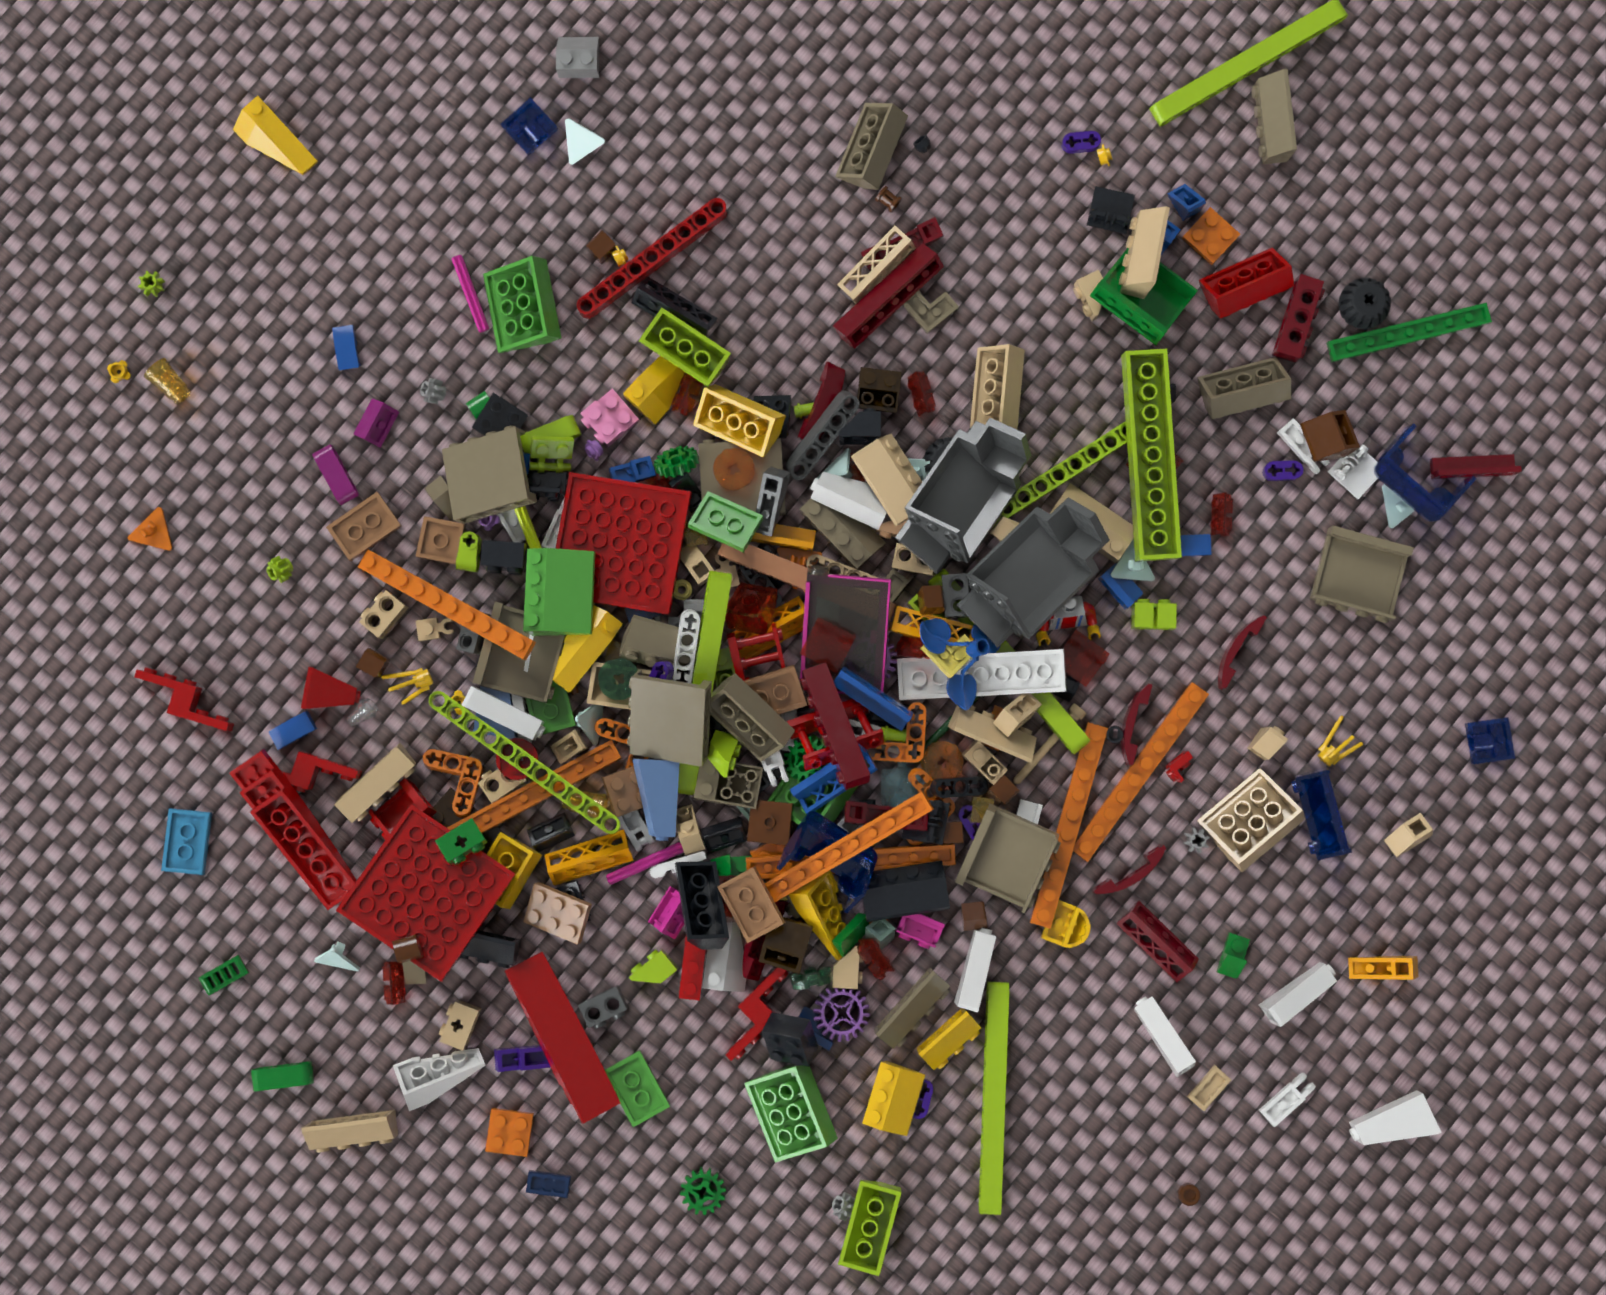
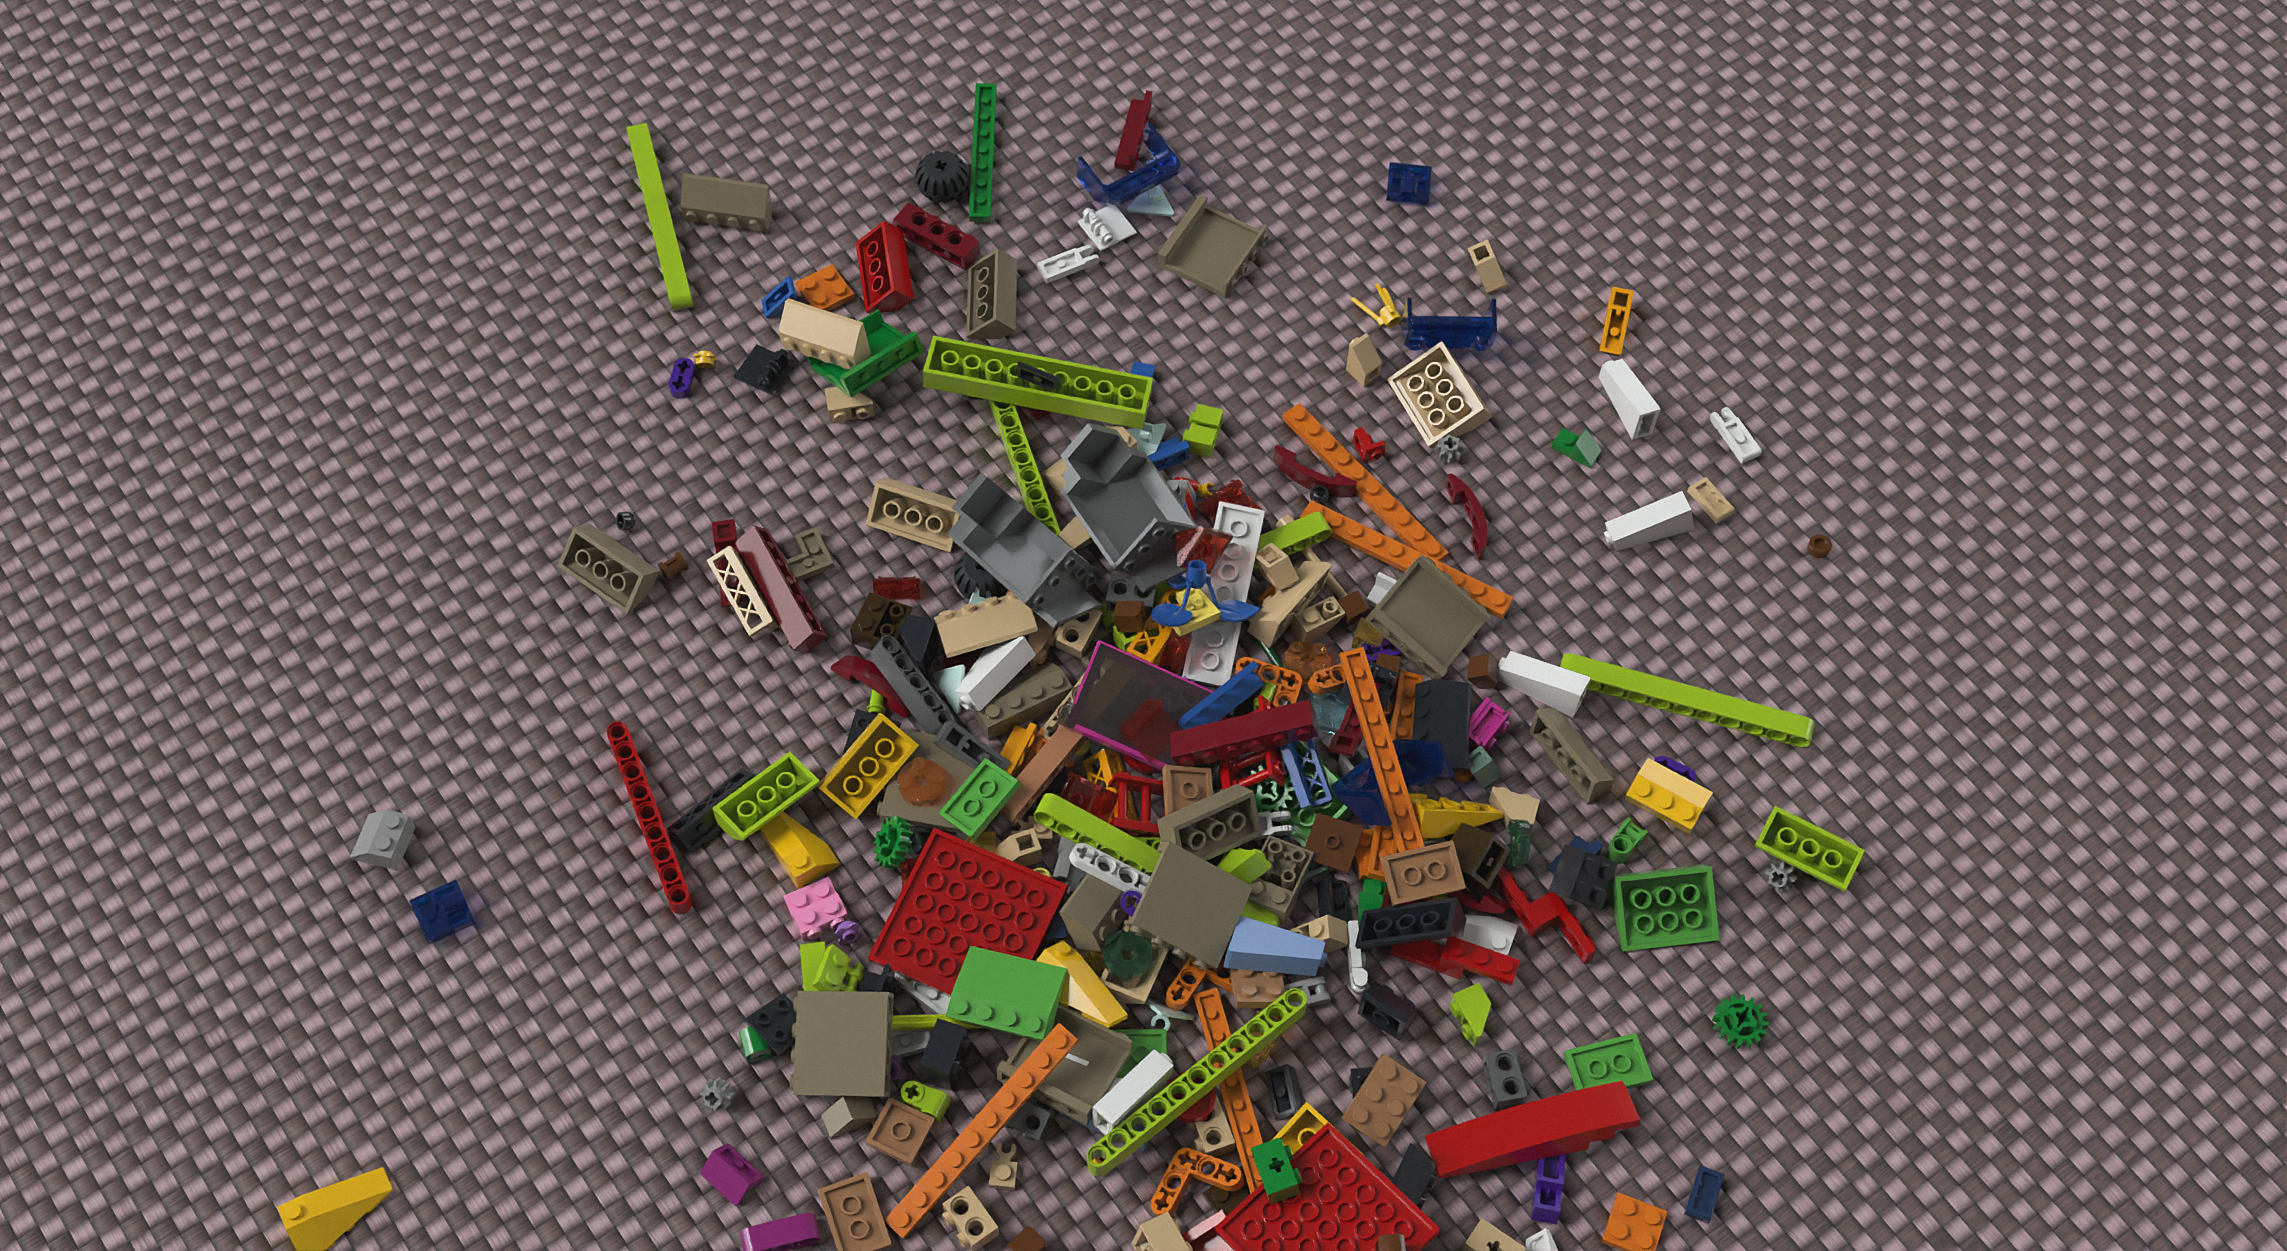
camera: 75 degrees left, 25 degrees down
(345, 347) = (626, 1185): blue slope -> none
(421, 679) = (1063, 1195): yellow plant -> none
(470, 293) = (614, 1027): dark pink axle -> none
(522, 305) = (650, 971): bright green slope -> none
(569, 746) = (1188, 1041): tan slope -> none
(580, 141) = (484, 857): light aqua piece -> none
(589, 861) = (1331, 1053): light orange fence -> none
(601, 247) = (614, 867): reddish brown piece -> none
(620, 256) = (634, 850): yellow plate -> none
(634, 471) = (886, 894): blue slope -> none
(637, 900) = (1387, 1010): none -> black slope
(644, 863) = (1346, 995): dark pink axle -> none
(668, 914) = (1411, 974): dark pink hinge -> none
(682, 400) = (810, 816): clear red hinge -> none
(847, 1071) = (1628, 839): none -> bright green piece
(851, 934) = (1475, 793): green slope -> none
(855, 1024) = (1563, 818): medium lavender gear -> none
(870, 951) = (1508, 774): clear red hinge -> none
(948, 1039) = (1611, 726): yellow slope -> none
(951, 782) = (1336, 642): black beam -> none
(1005, 644) = (1201, 544): none -> clear red slope
(1069, 926) = (1516, 580): yellow slope -> none
(1149, 456) = (1039, 377): none -> black slope
(1161, 939) = (1543, 503): dark red fence -> none
(1221, 504) = (1115, 349): clear red hinge -> none
(1225, 672) = (1280, 382): dark red slope -> none
(1282, 465) = (1083, 286): dark purple beam -> none
(1330, 436) = (1066, 233): reddish brown slope -> none
(1397, 1120) = (1773, 346): white slope -> none

